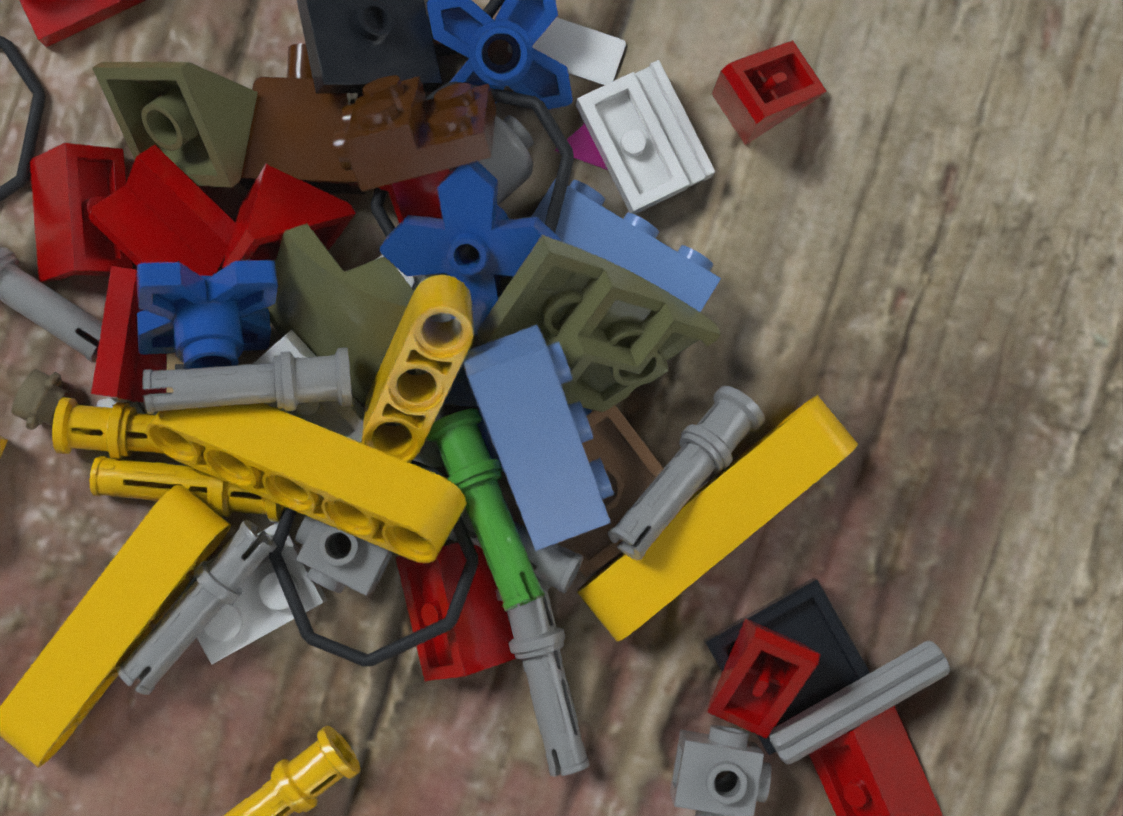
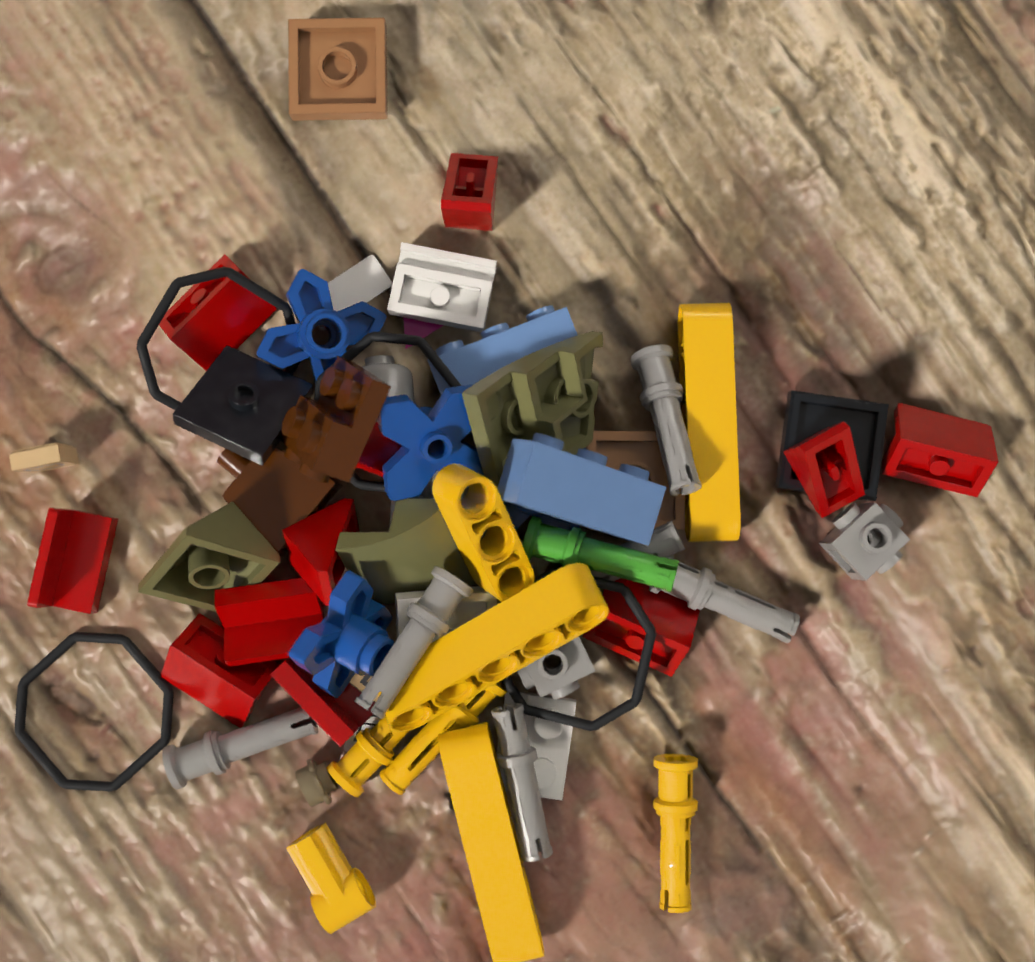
camera: 50 degrees left, 0 degrees up
(859, 702) = (886, 421): light grey axle -> none

